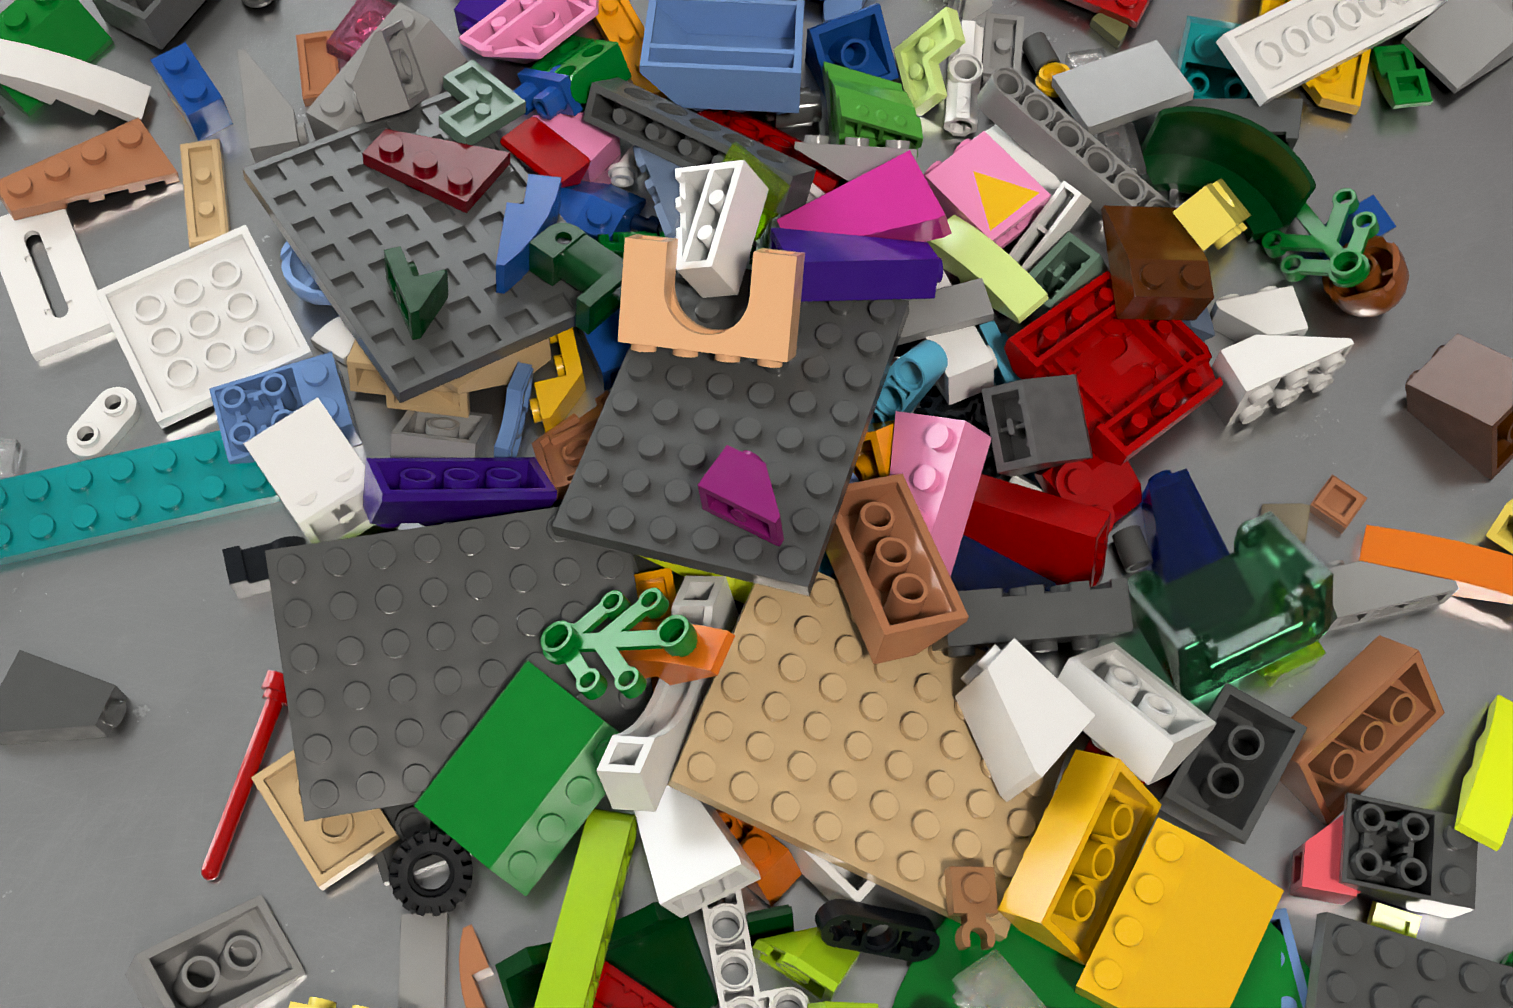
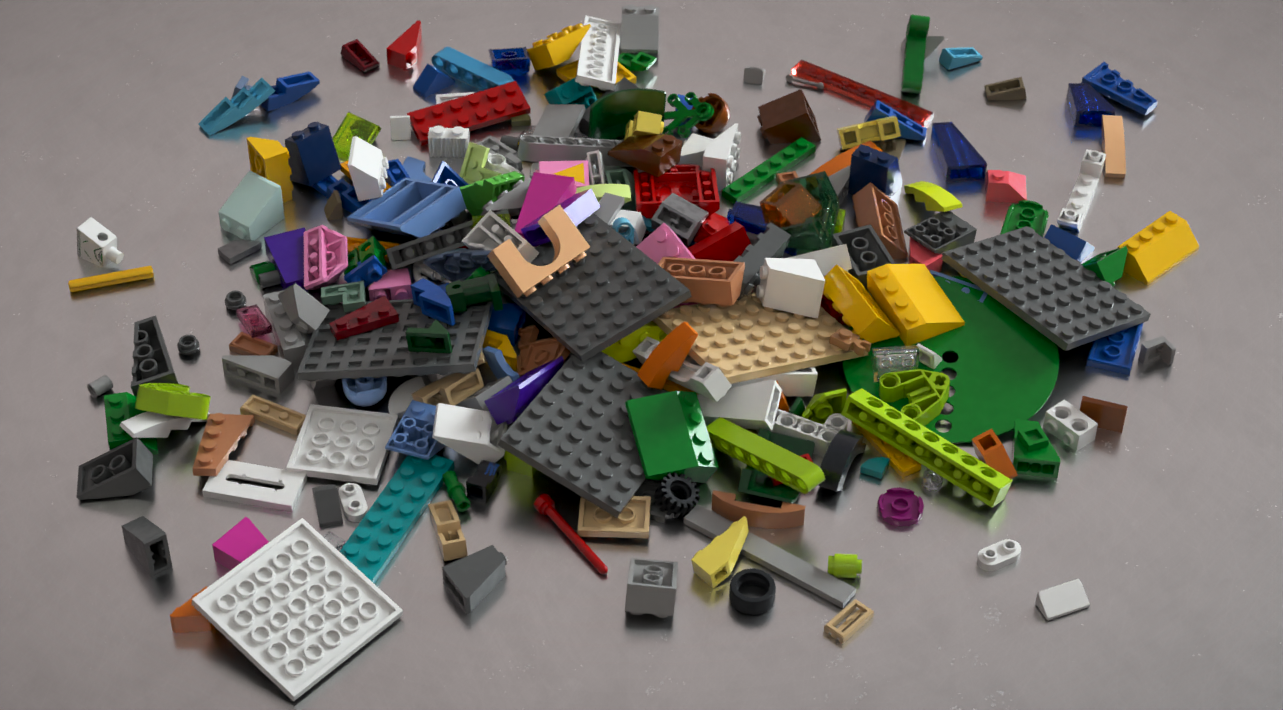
camera: 50 degrees left, 25 degrees down
(65, 399) = (327, 505): none -> dark grey slope
(73, 45) = (172, 400): none -> lime connector
(128, 592) = (448, 530): none -> tan slope
(192, 91) = (222, 386): blue brick -> none
(224, 536) = (456, 491): none -> green pin
(546, 151) = (391, 290): red slope -> none
(565, 641) = (631, 384): green plant -> none
(742, 494) = (637, 282): magenta slope -> none
(864, 917) = (831, 380): black beam -> none
(1218, 573) = (789, 205): none -> clear orange slope
(1335, 454) = (767, 171): none -> green plate
(1456, 635) = (874, 167): none -> dark blue slope

